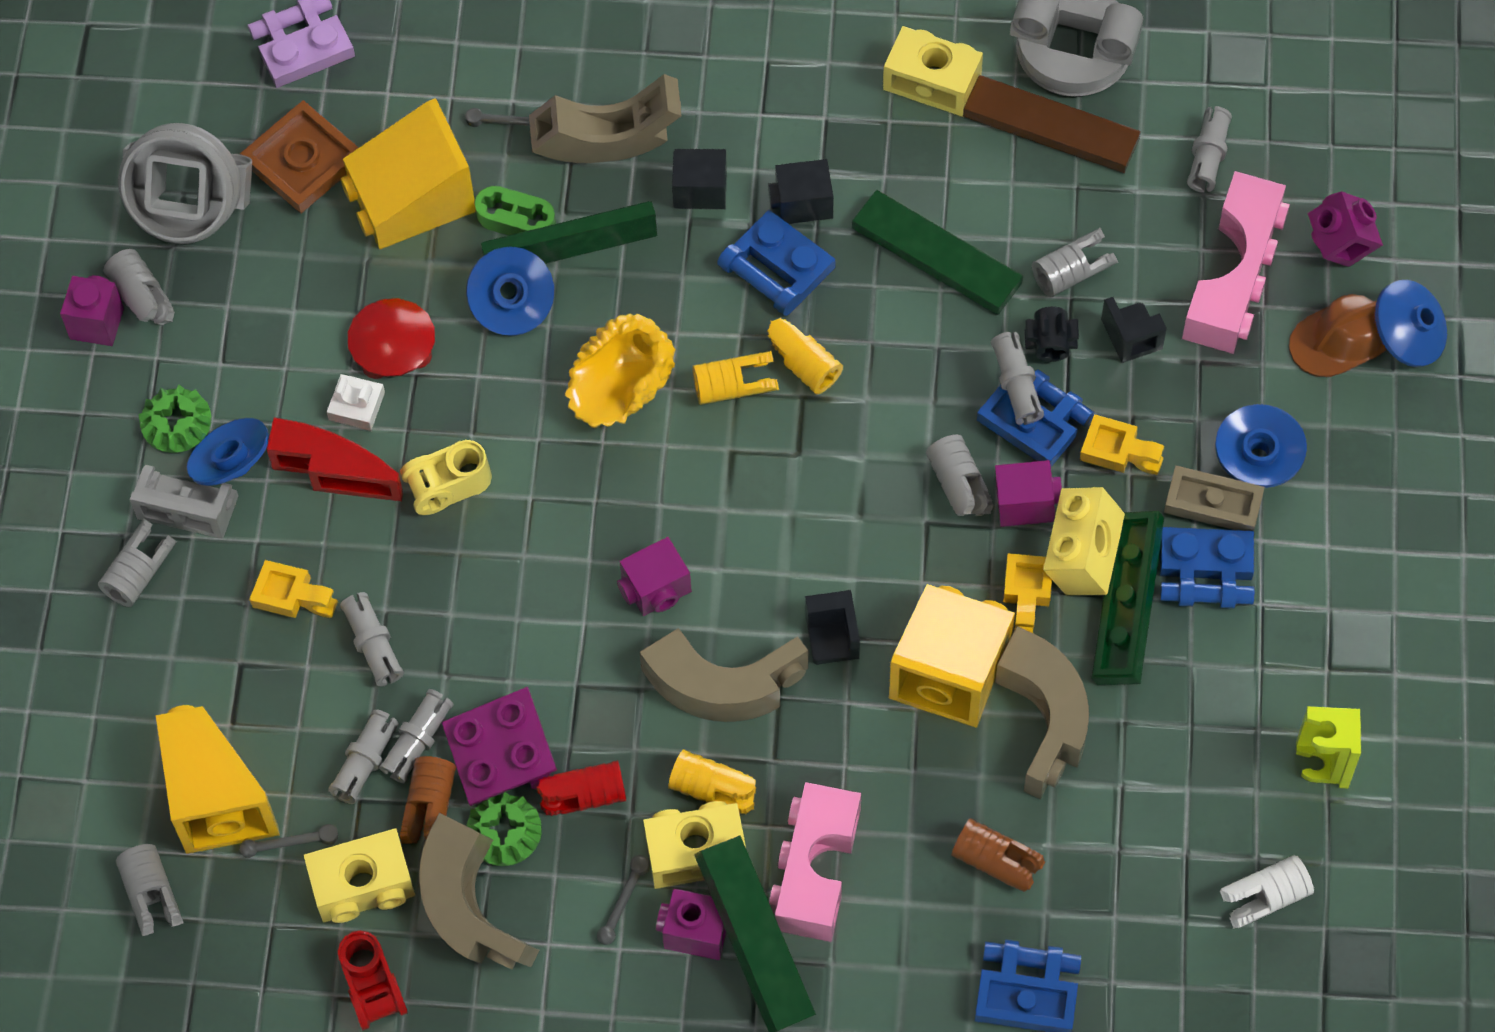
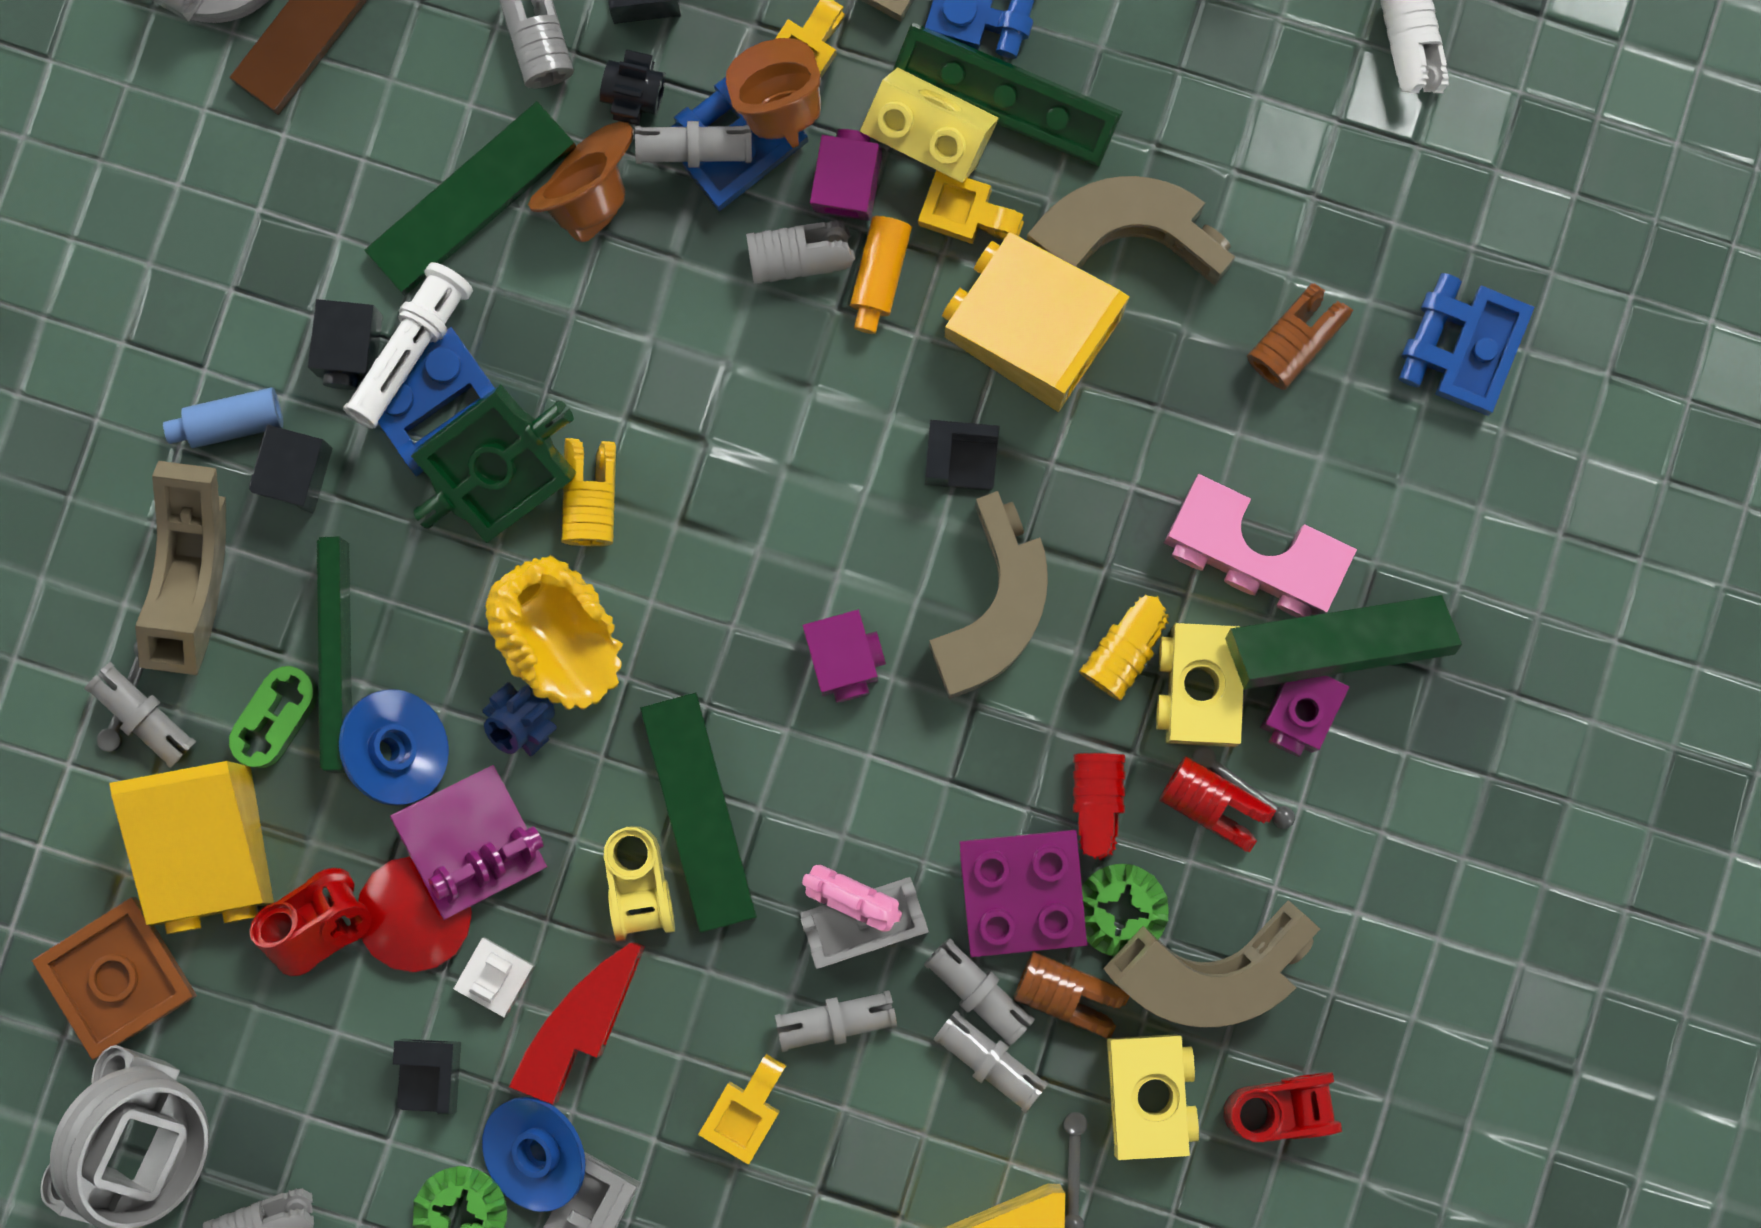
camera: 75 degrees left, 20 degrees up
(275, 375) = (427, 1075): none -> black panel
(364, 264) = (309, 925): none -> red piece
(450, 642) = (840, 937): none -> light grey hinge
(451, 357) = (469, 842): none -> magenta hinge
(467, 622) = (852, 898): none -> bright pink axle
(495, 126) = (140, 714): none -> light grey pin
(510, 510) = (698, 812): none -> dark green tile
(549, 367) = (518, 720): none -> dark blue gear
(605, 870) = (1204, 797): none -> red hinge
(727, 132) = (225, 419): none -> medium blue cylinder
(736, 302) = (493, 464): none -> dark green plate
(759, 207) = (421, 323): none -> white pin
(804, 356) = (589, 393): yellow hinge -> none
(945, 88) = (208, 165): light yellow brick -> none
(960, 539) = (879, 271): none -> light orange cylinder
(962, 323) = (587, 184): none -> dark orange piece
(1073, 420) = (776, 88): none -> dark orange piece

